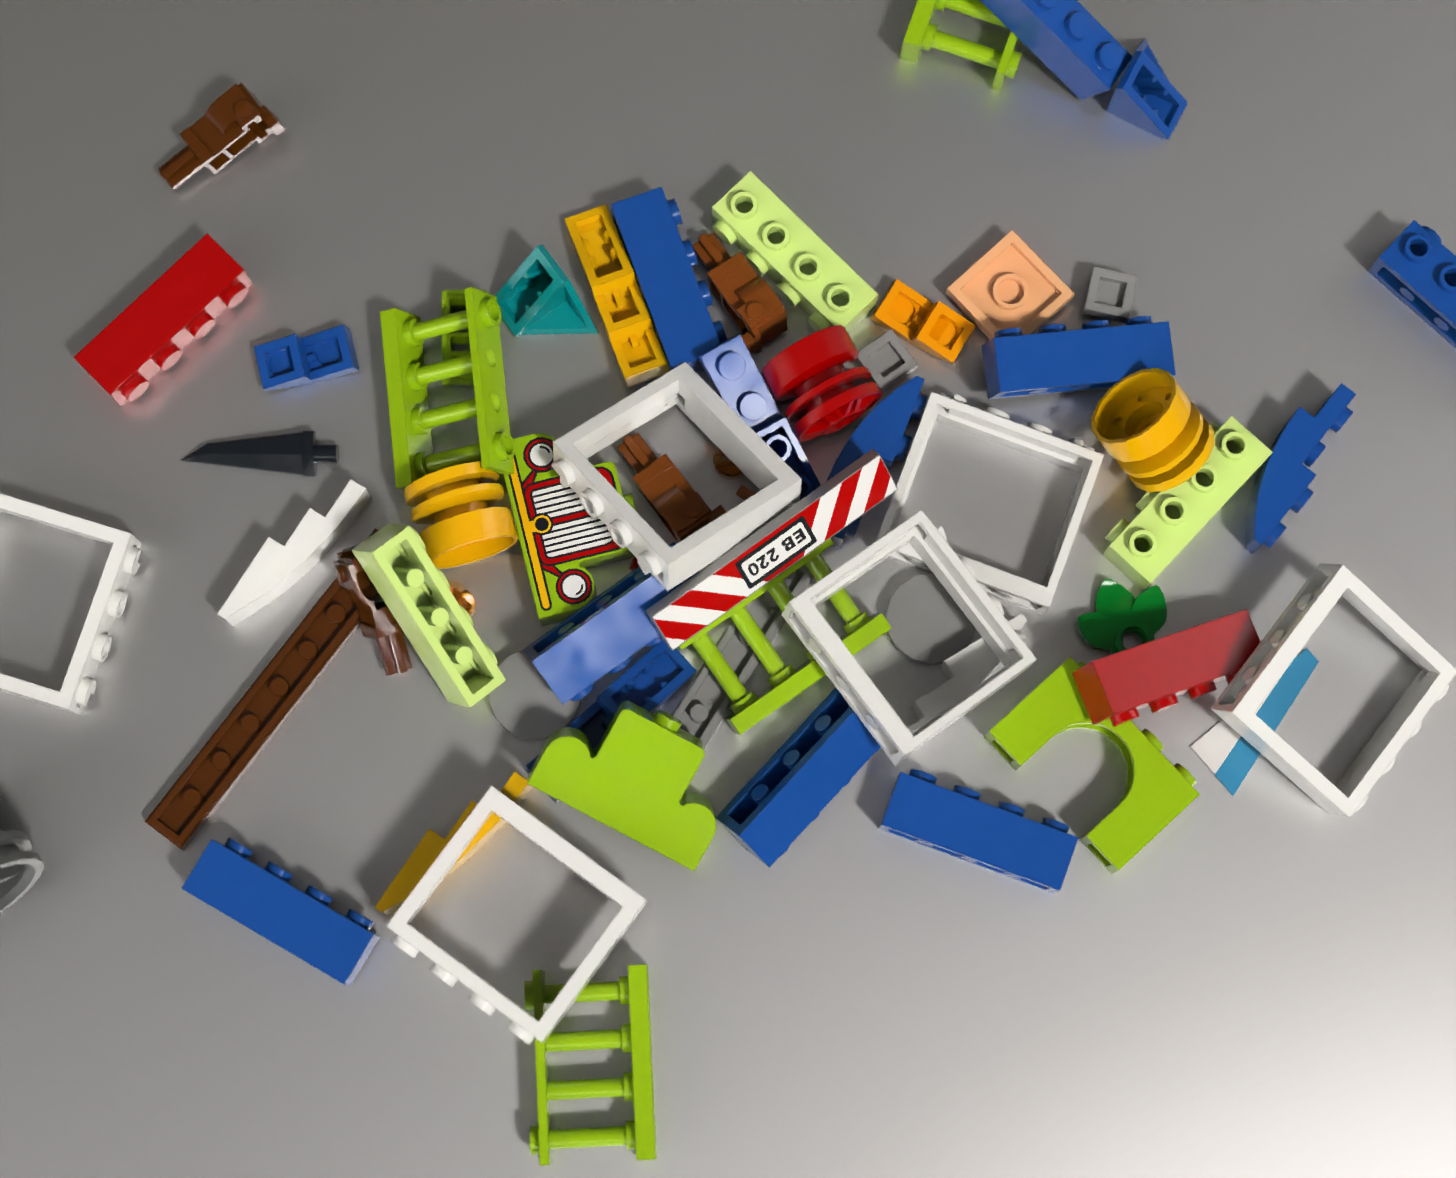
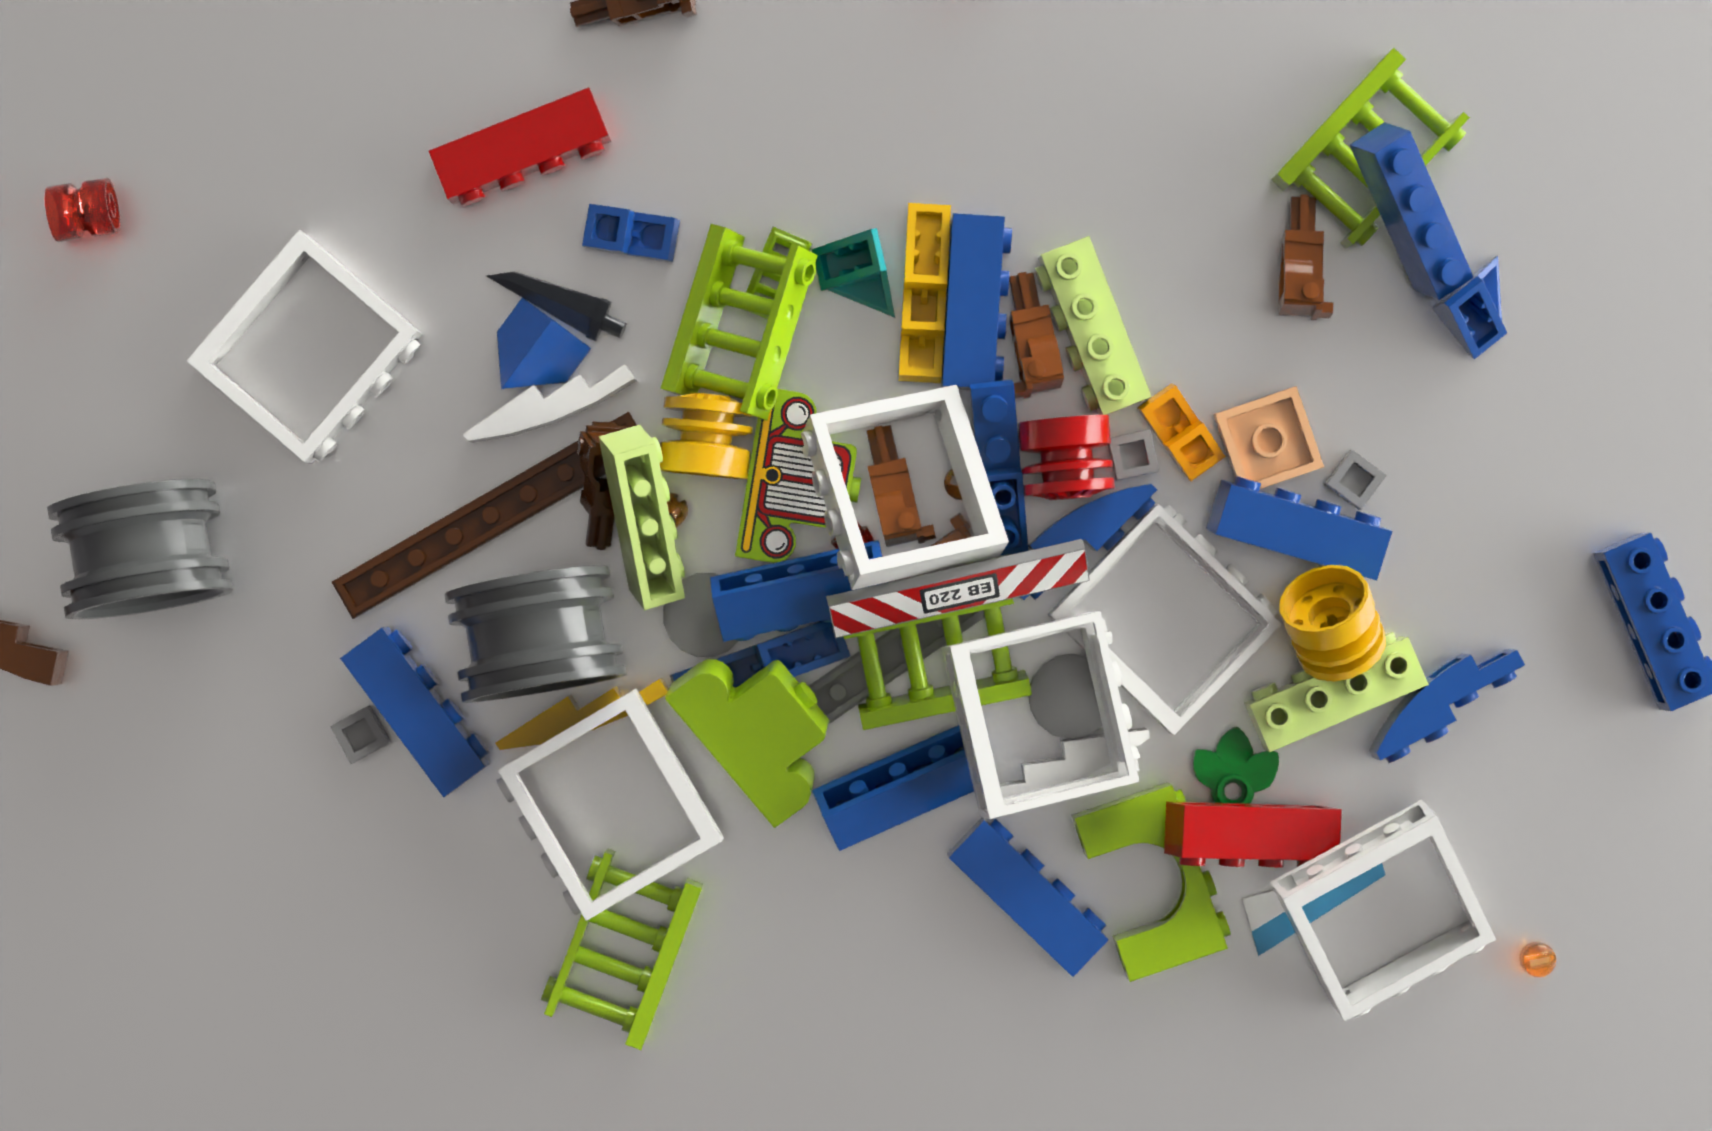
camera: 25 degrees right, 10 degrees up
(235, 962) = (360, 734): none -> light grey plate
(259, 503) = (536, 349): none -> blue slope
(368, 772) = (535, 633): none -> dark grey wheel
(965, 118) = (1302, 264): none -> dark orange piece

